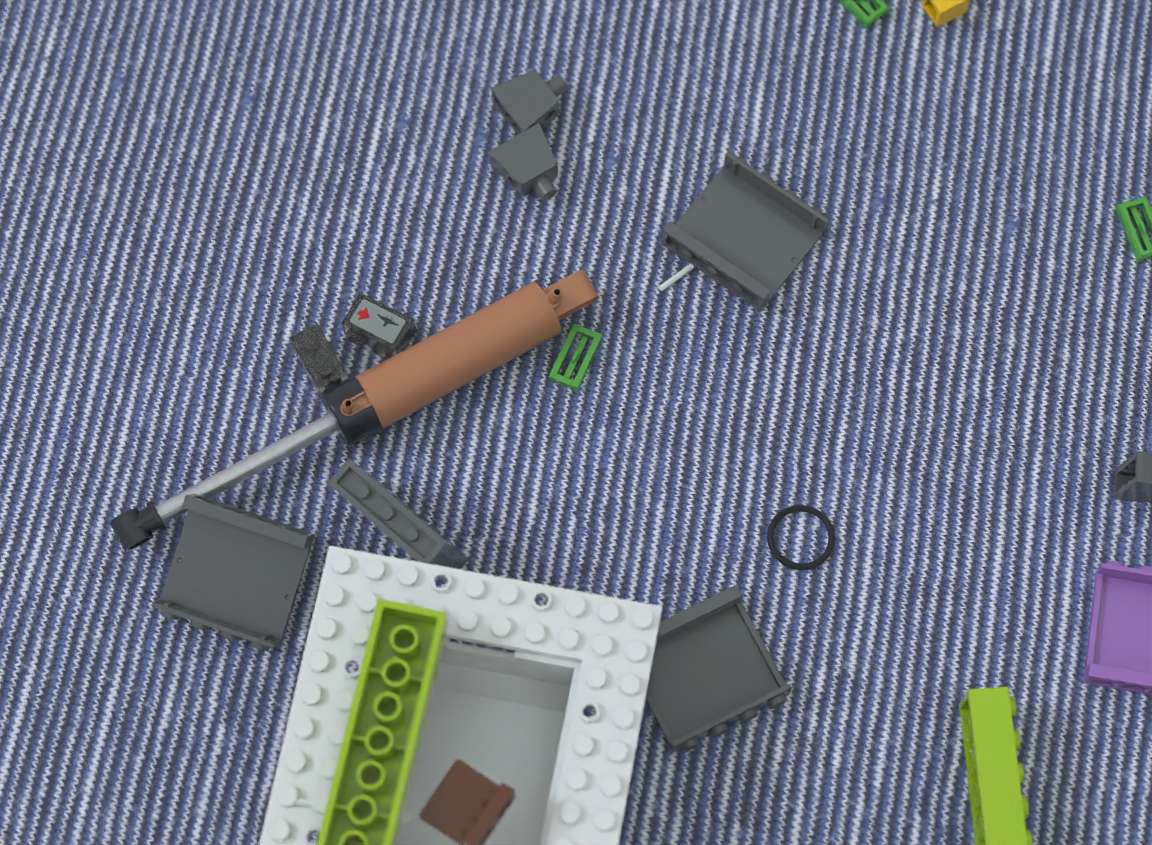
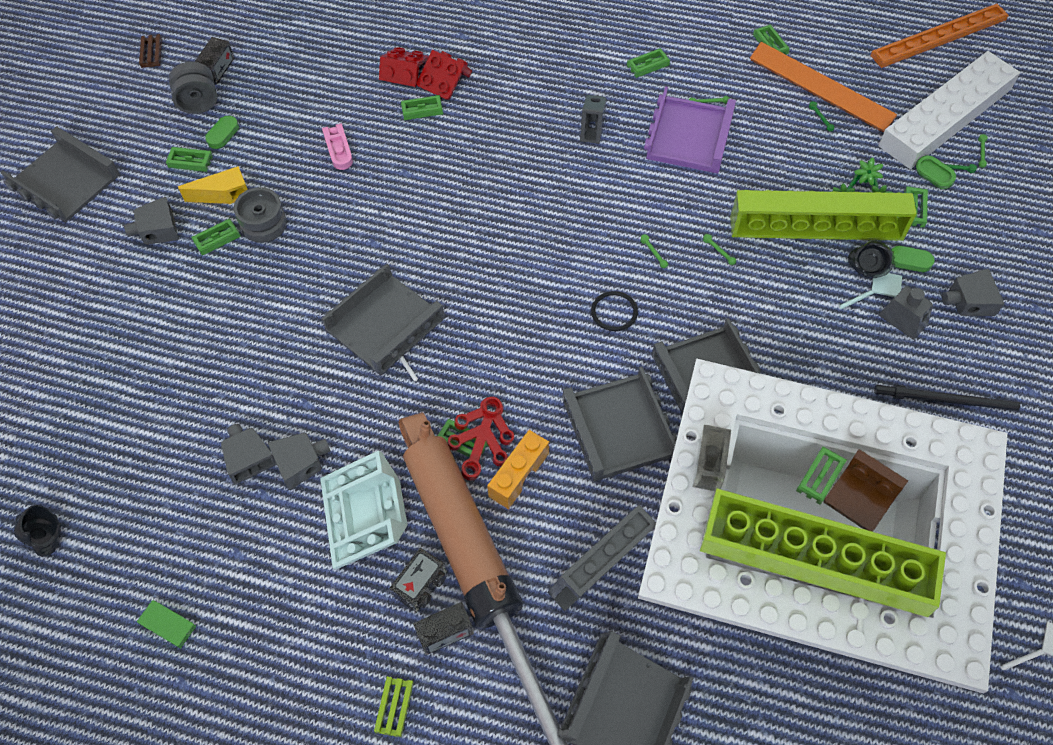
camera: 85 degrees left, 10 degrees down
(231, 312) = (398, 683): none -> lime tile
(312, 66) = (166, 624): none -> bright green tile
(463, 251) = (362, 509): none -> light aqua slope
(485, 770) = (811, 492): none -> bright green tile
(497, 614) = (712, 458): none -> clear smoke brick
(517, 416) = (509, 479): none -> light orange arch
(581, 378) = (482, 433): none -> red plant
(616, 543) = (620, 425): none -> dark grey panel
(892, 43) = (260, 214): none -> dark grey wheel
(934, 575) = (645, 240): none -> bright green hinge
(948, 667) = (707, 238): none -> bright green hinge
(1041, 123) = (338, 147): none -> bright pink plate

